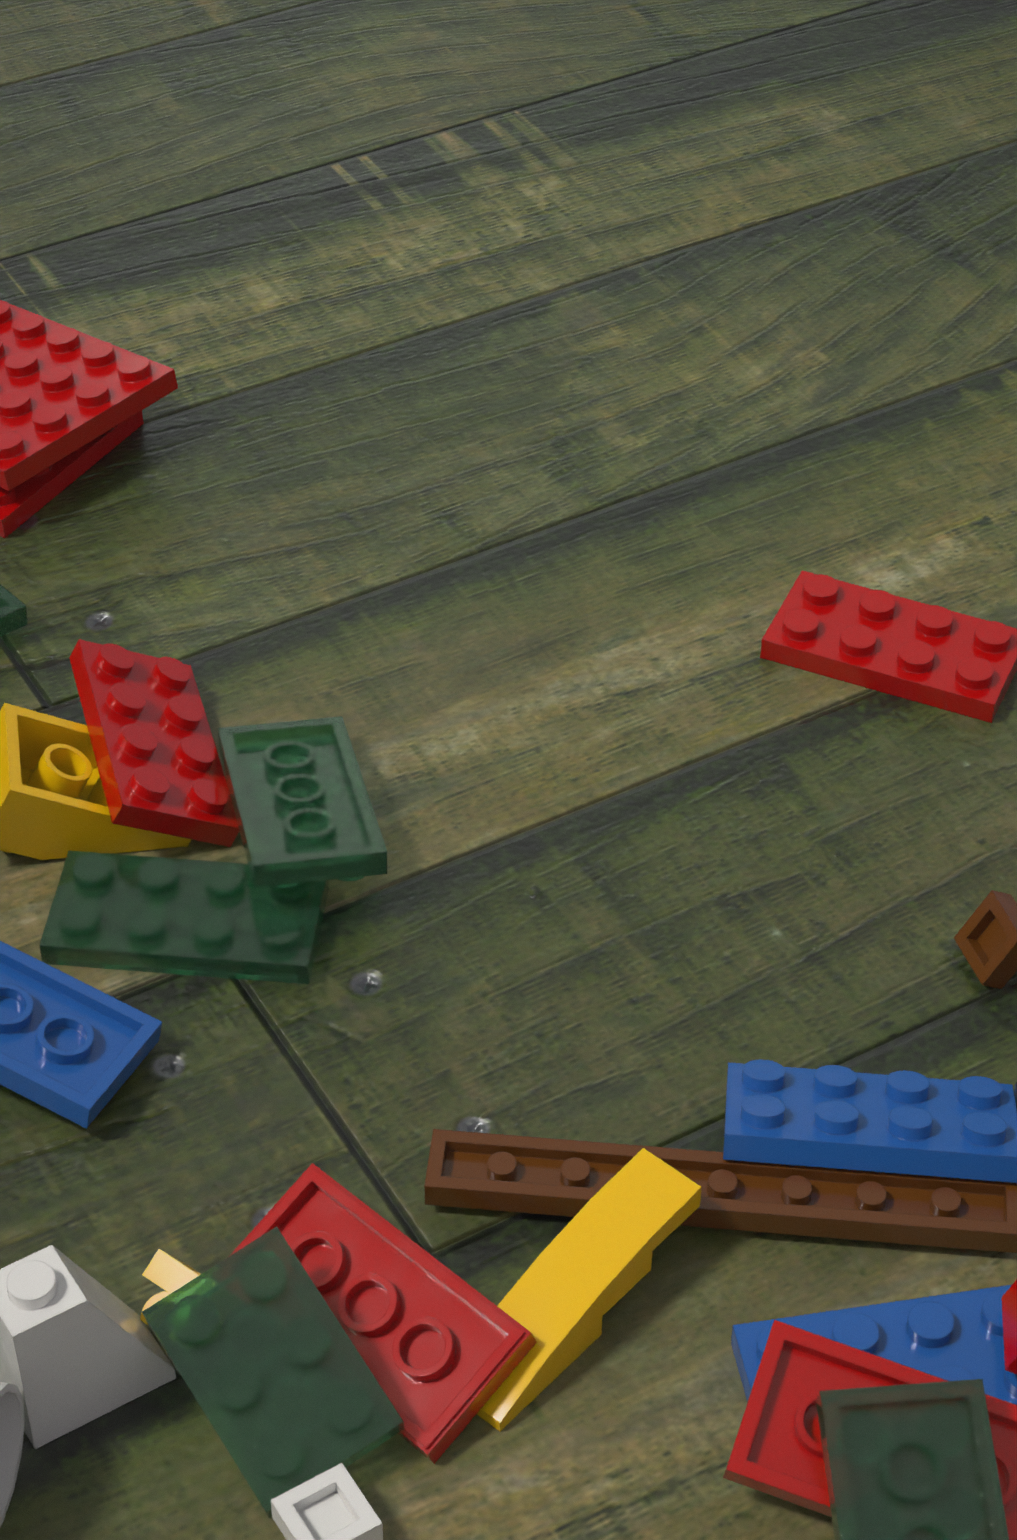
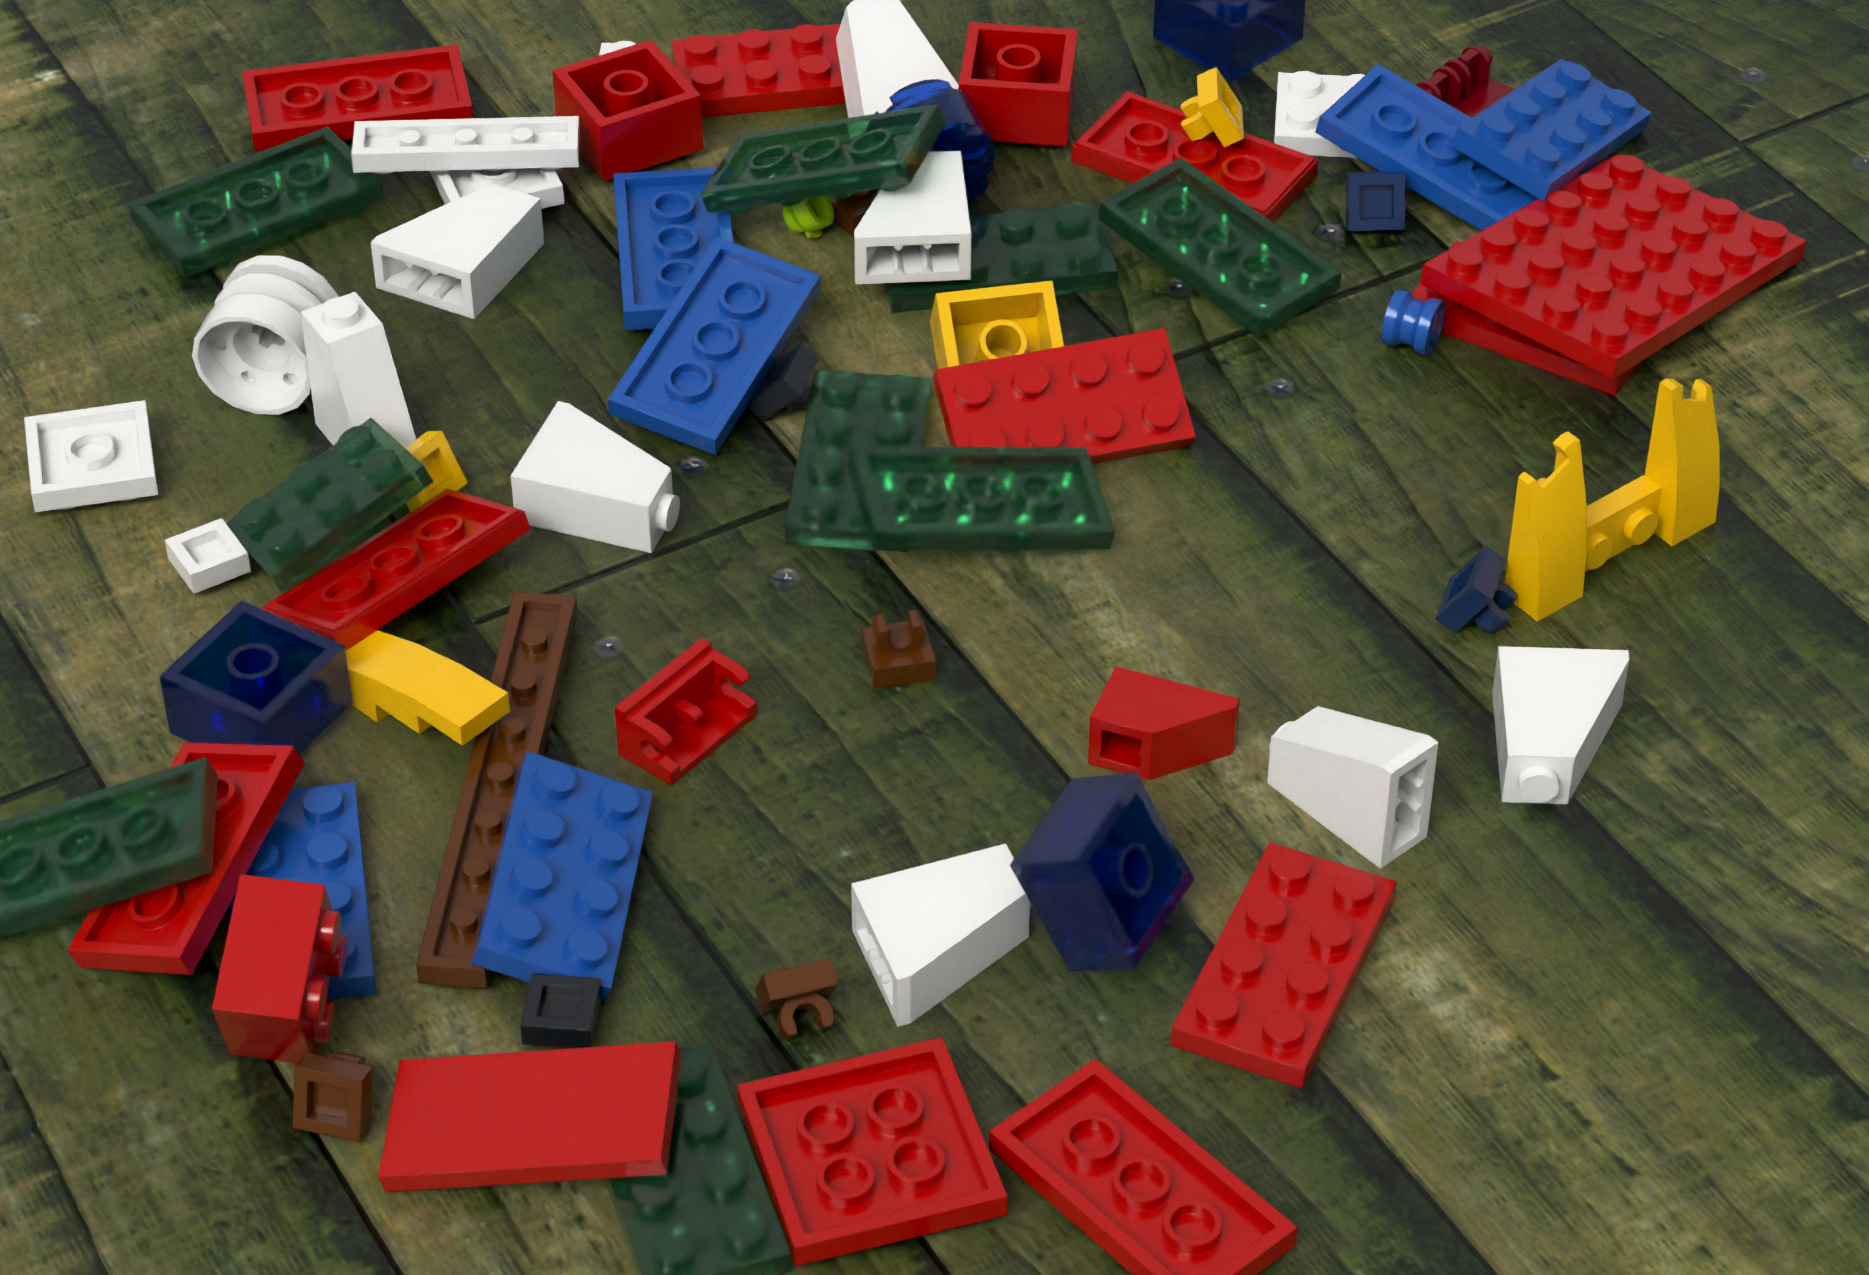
camera: 90 degrees right, 0 degrees up
(43, 513) = (1413, 322): none -> blue wheel
(70, 952) = (785, 383): none -> black plate
(220, 1130) = (593, 484): none -> white slope
(397, 439) = (1562, 537): none -> yellow wedge
(437, 502) = (1477, 594): none -> dark blue tile
(499, 882) = (898, 651): none -> reddish brown tile
(605, 1045) = (683, 713): none -> red hinge
(608, 472) = (1552, 717): none -> white slope
(613, 1414) = (256, 683): none -> clear blue brick
(619, 701) = (1159, 725): none -> red slope
(700, 567) = (1357, 779): none -> white slope
(860, 707) = (1102, 872): none -> clear blue brick
(906, 844) = (938, 926): none -> white slope

